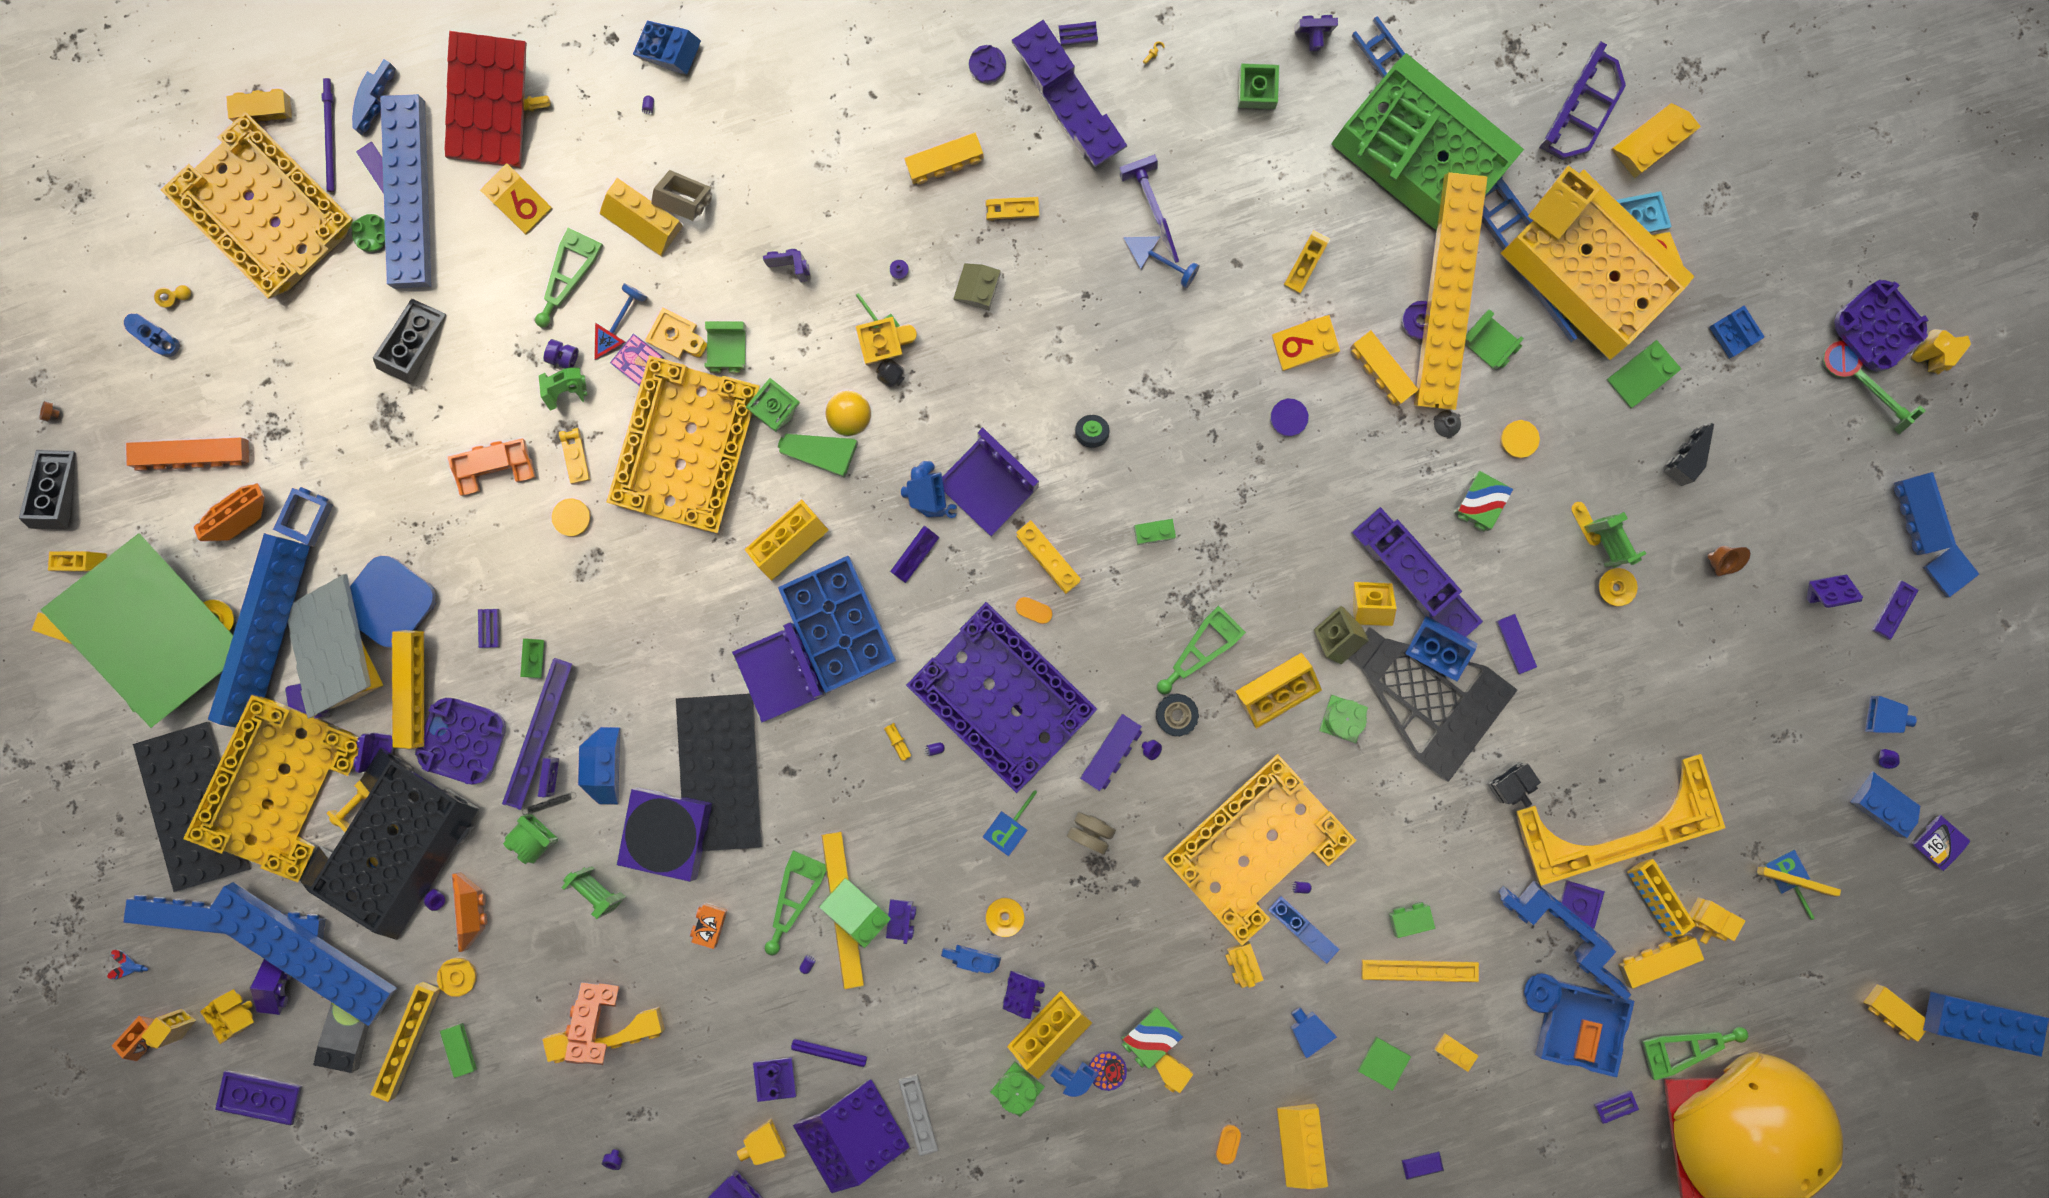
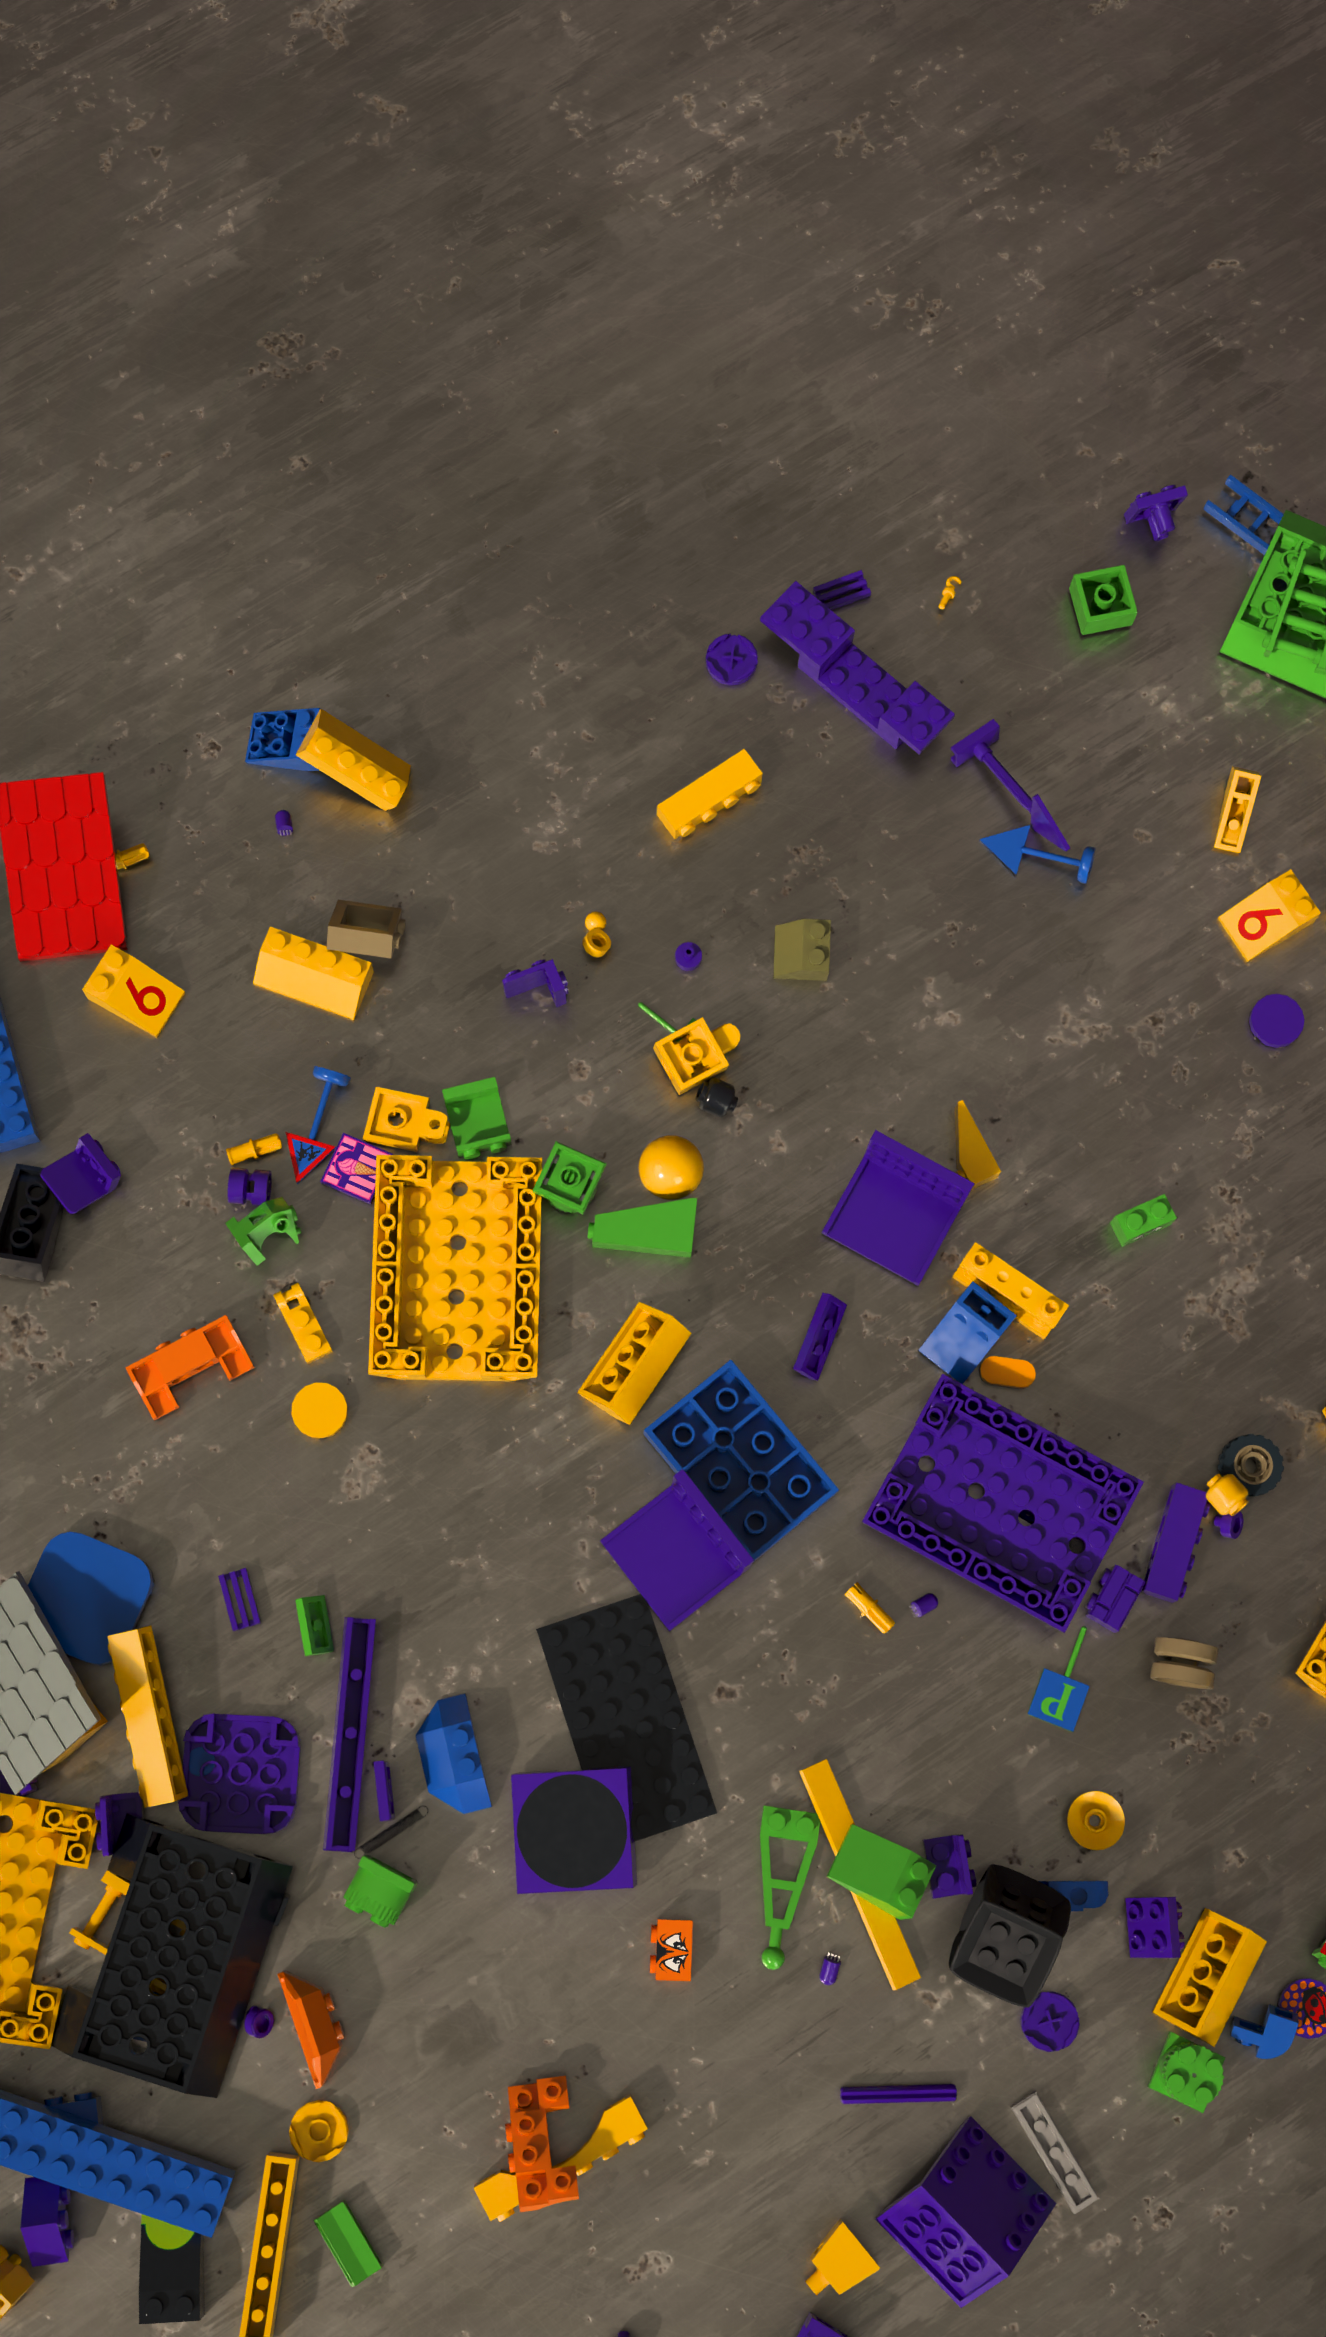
camera: 20 degrees left, 10 degrees down
(450, 318) = (82, 1175): none -> dark purple bracket
(570, 328) = (254, 1148): none -> yellow axle
(581, 245) = (238, 1032): bright green plate -> none
(593, 891) = (519, 1951): bright green fence -> none
(704, 73) = (355, 761): none -> yellow slope
(774, 1079) = (830, 2155): dark purple plate -> none
(842, 229) = (596, 941): none -> yellow plate
(922, 976) = (1010, 1935): none -> black piece
(927, 491) = (814, 1245): blue torso -> none
(939, 1034) = (1050, 2022): none -> dark purple tile
(1013, 208) = (821, 837): yellow plate -> none
(1013, 577) = (967, 1332): none -> blue slope
(1052, 457) = (973, 1156): none -> yellow slope
(1060, 777) = (1114, 1598): none -> dark purple brick
(1092, 431) = (1016, 1105): black wheel -> none
(1152, 730) = (1226, 1494): none -> yellow head
(1224, 626) = (1277, 1325): bright green plate -> none

